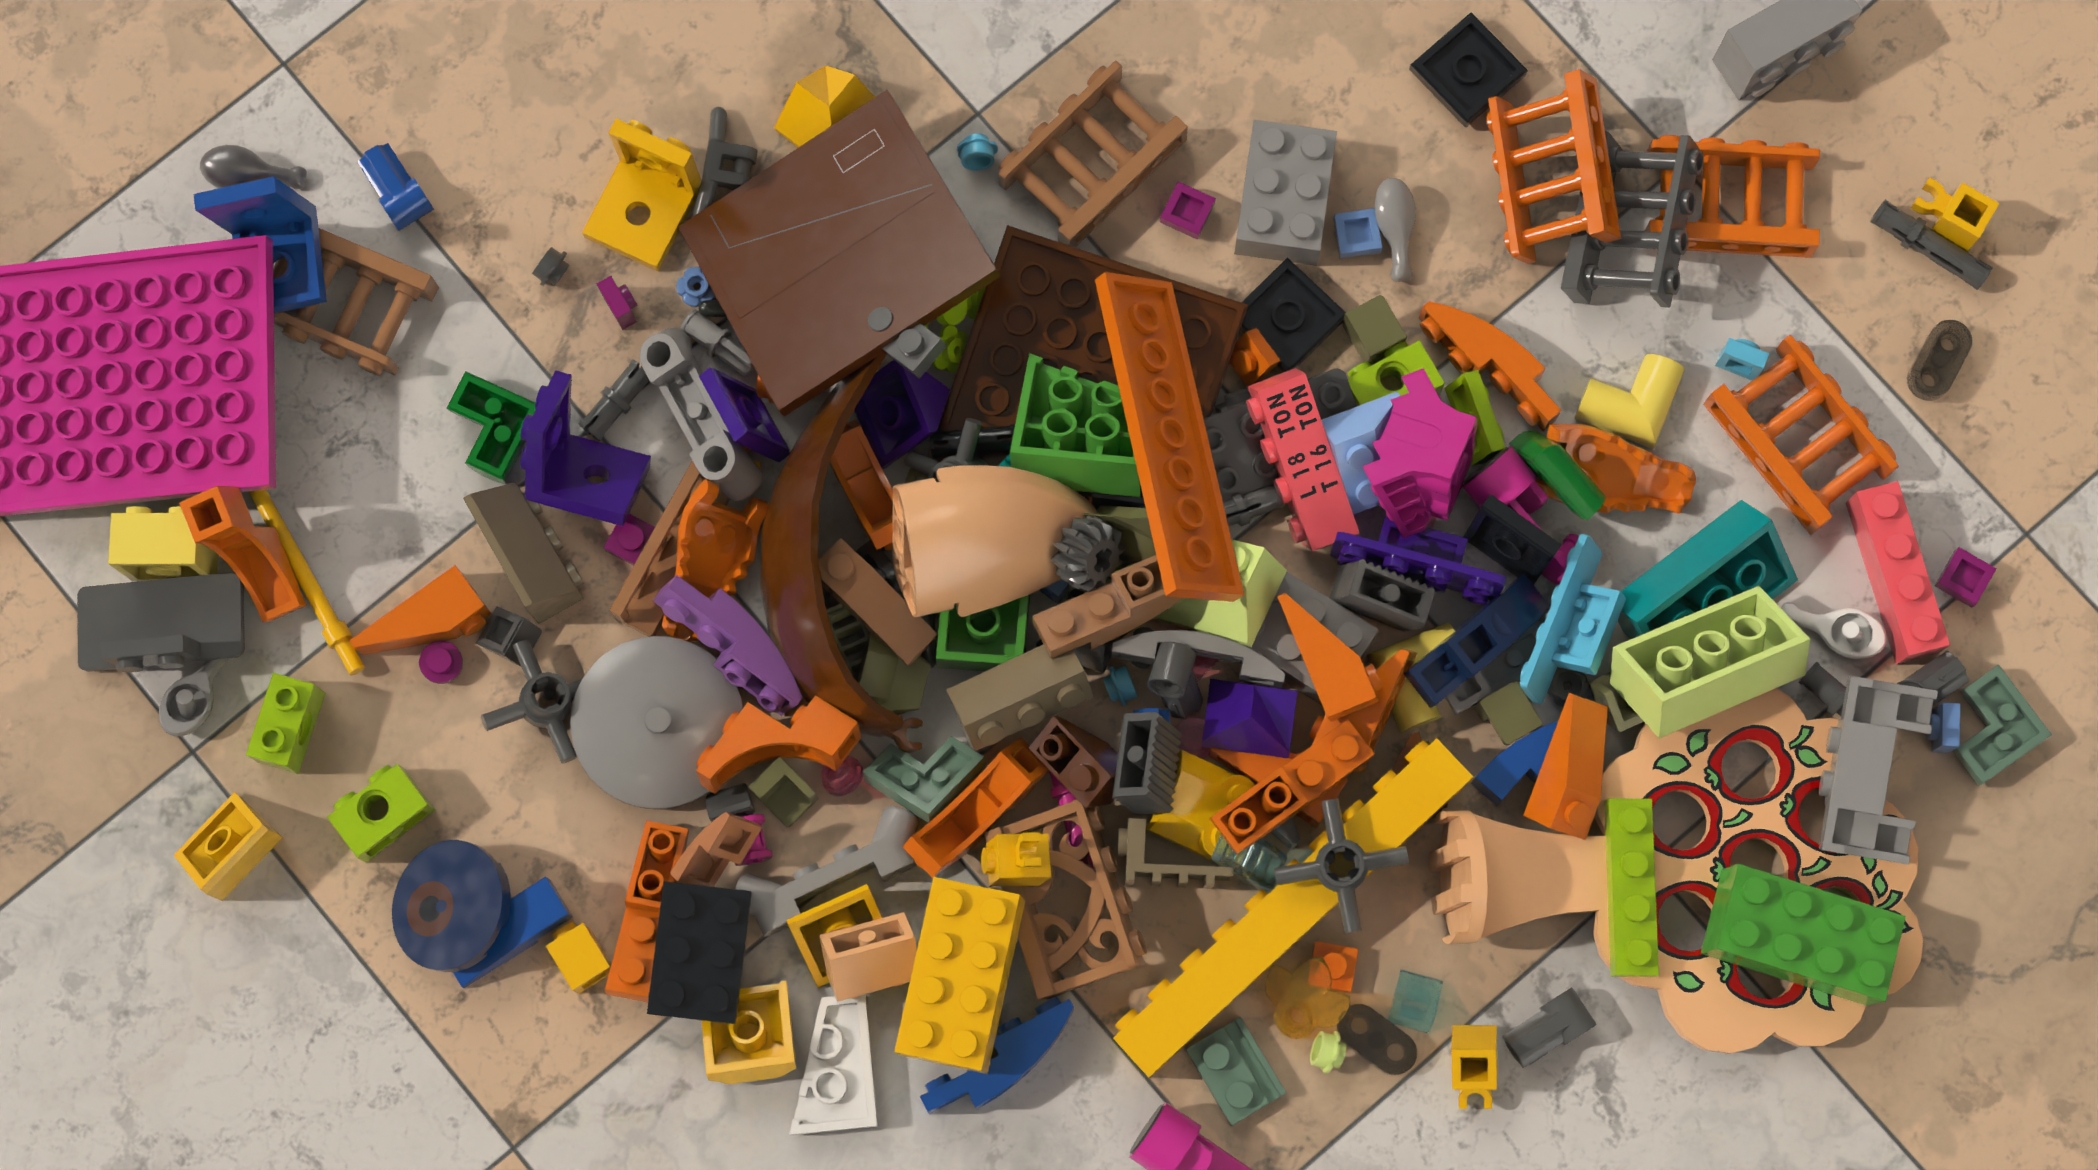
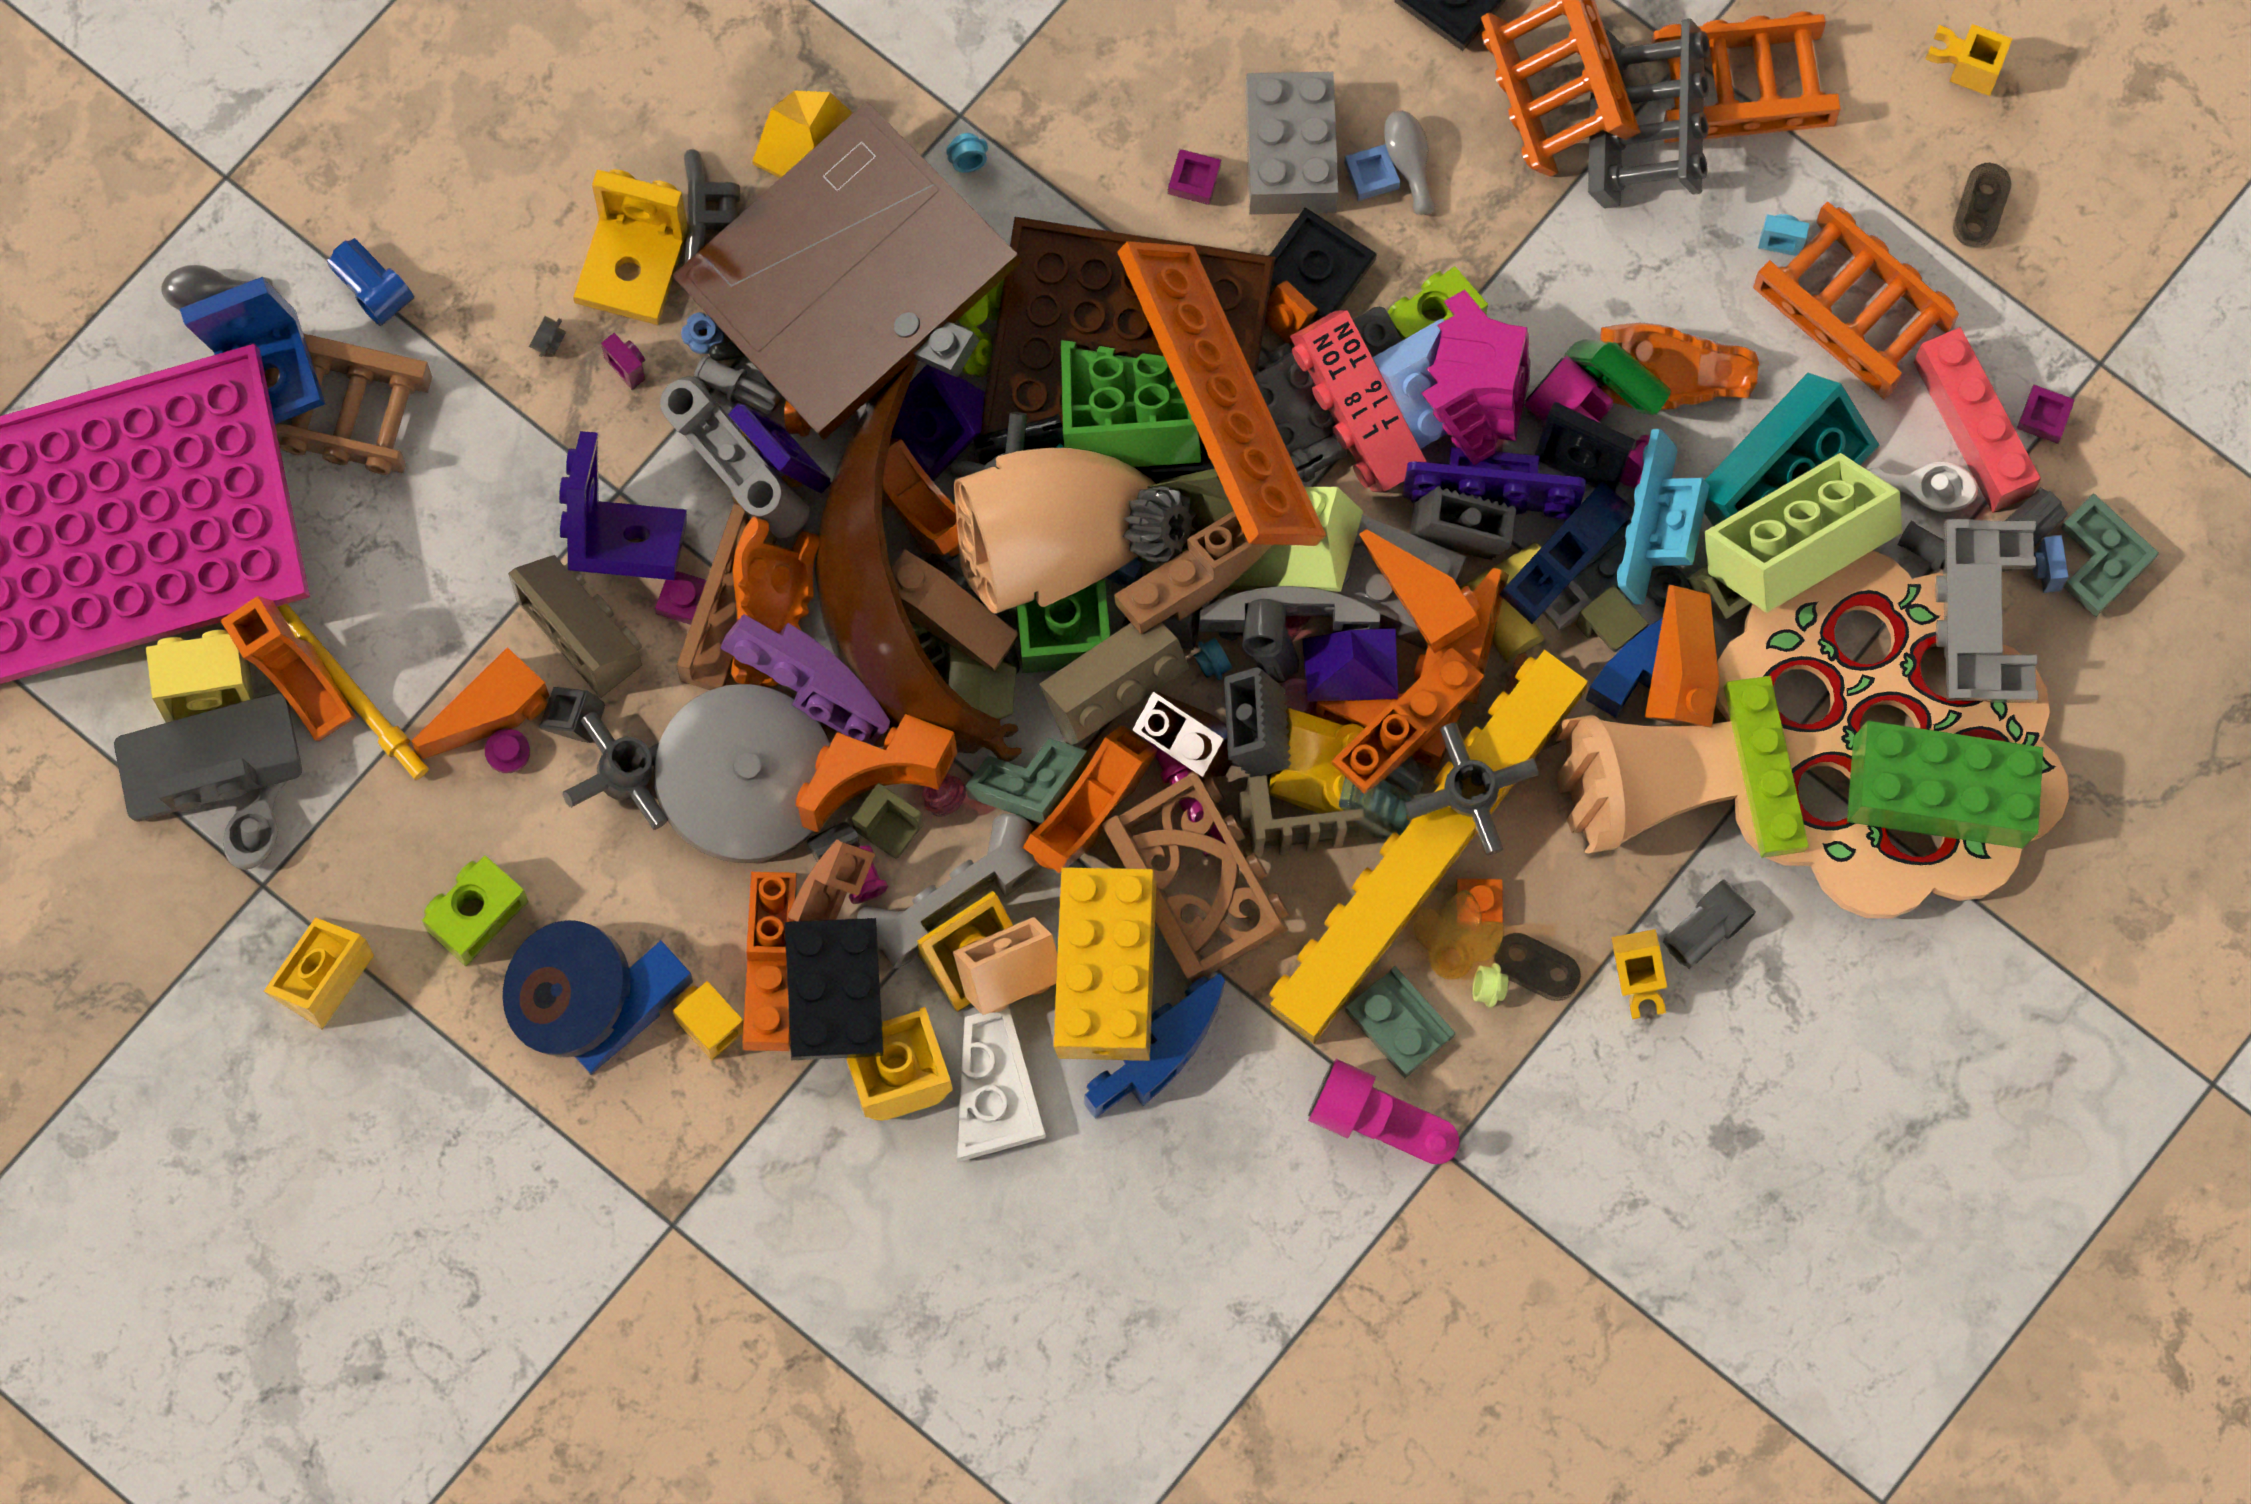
camera: 15 degrees left, 5 degrees down
(285, 723) = (358, 836): lime brick -> none
(502, 420) = (530, 498): green brick -> none
(615, 401) = (639, 459): dark grey pin -> none
(1017, 859) = (1143, 839): yellow brick -> none
(1103, 194) = (1106, 174): medium nougat fence -> none
(1373, 329) = (1405, 263): olive panel -> none
(1415, 1001) = (1569, 923): clear light blue slope -> none
(1471, 397) = (1516, 310): lime plate -> none
(1483, 347) = (1518, 265): orange slope -> none
(1636, 413) = (1690, 304): light yellow brick -> none
(1940, 250) = (1966, 98): dark grey pin -> none

